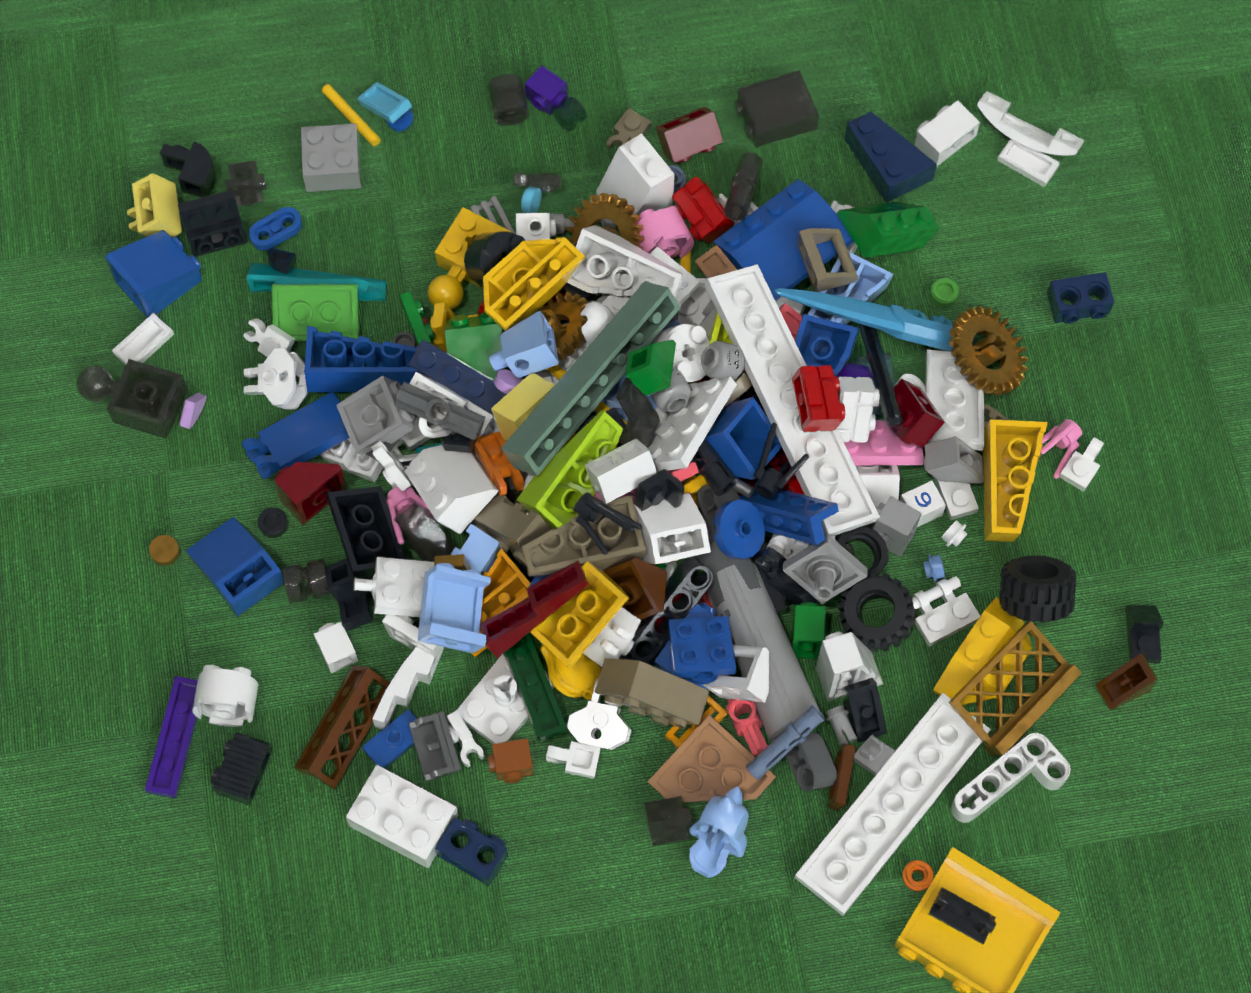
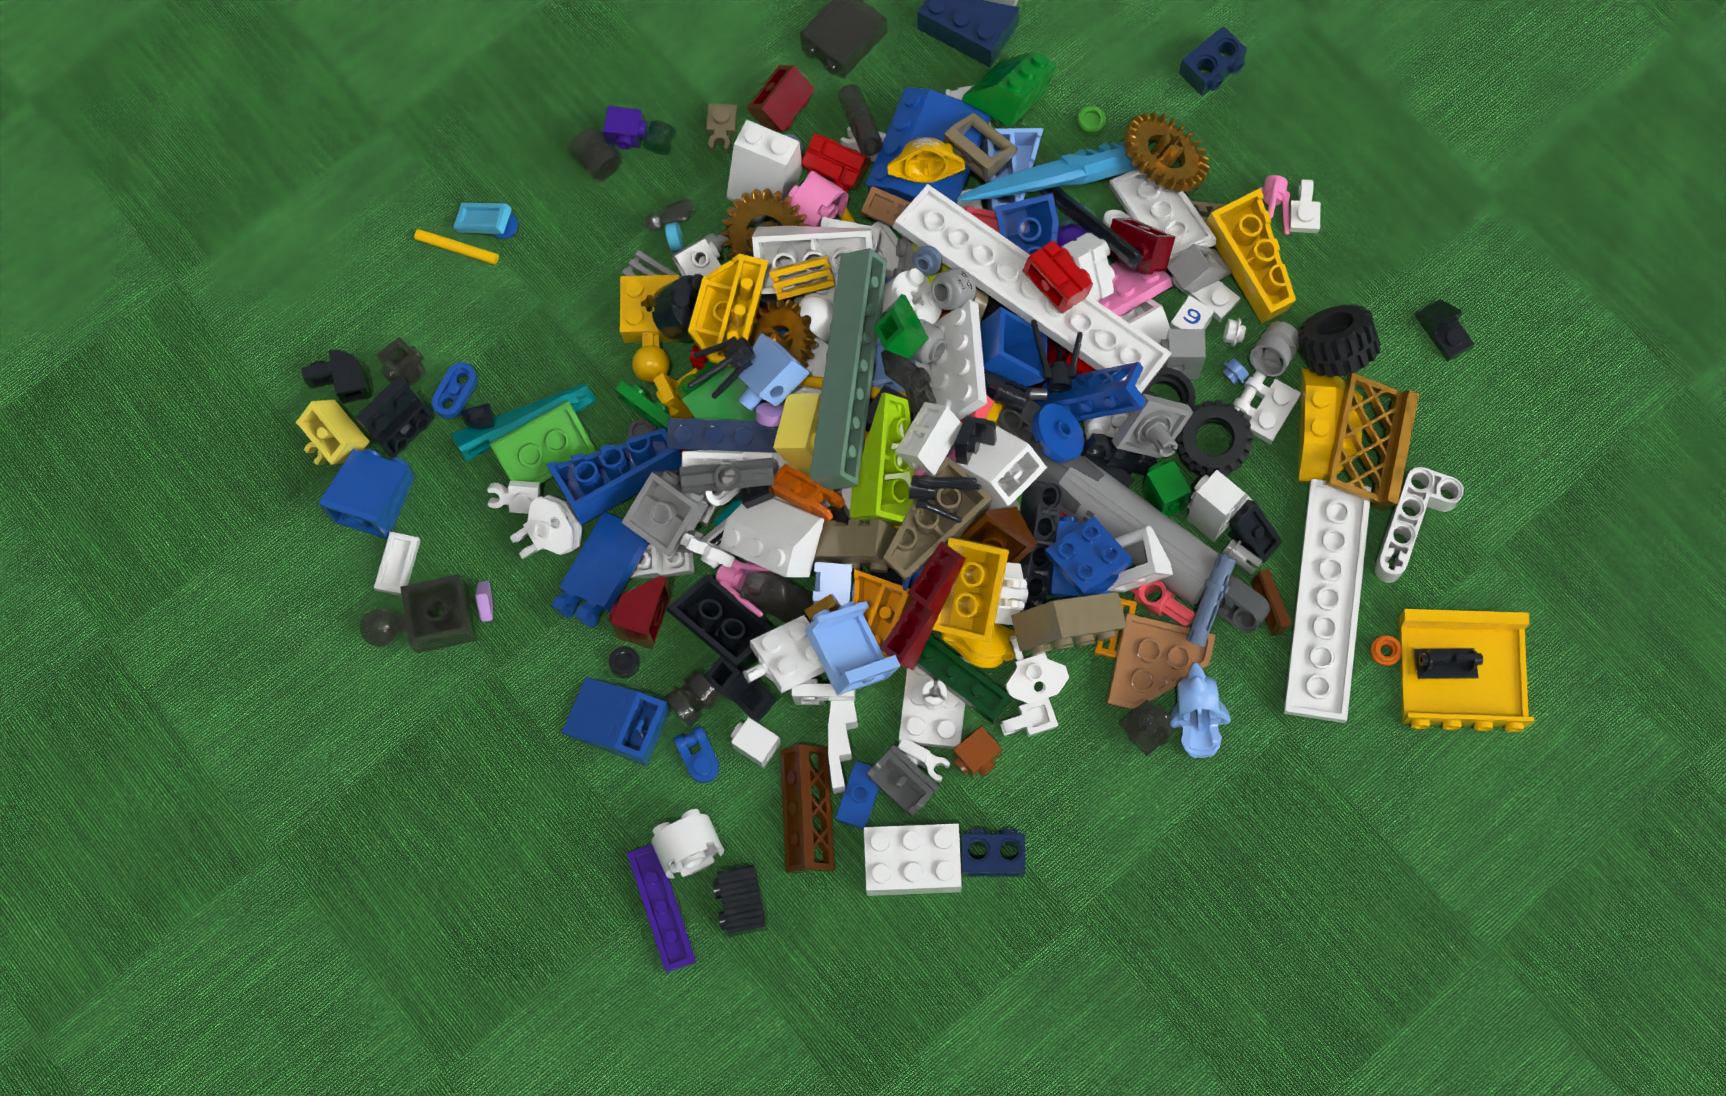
camera: 25 degrees left, 5 degrees up
(164, 550) = (541, 744): pearl gold tile -> none
(282, 641) = (702, 765): none -> blue plate
(331, 157) = (465, 296): light grey brick -> none
(508, 315) = (738, 353): none -> black plant
(583, 281) = (806, 288): none -> yellow tile
(716, 325) = (927, 260): none -> sand blue plate
(770, 246) = (926, 161): none -> yellow hat
(873, 755) = (1286, 566): light grey tile -> none
(978, 566) = (1275, 349): none -> light grey wheel
(1127, 682) = (1460, 380): reddish brown slope -> none

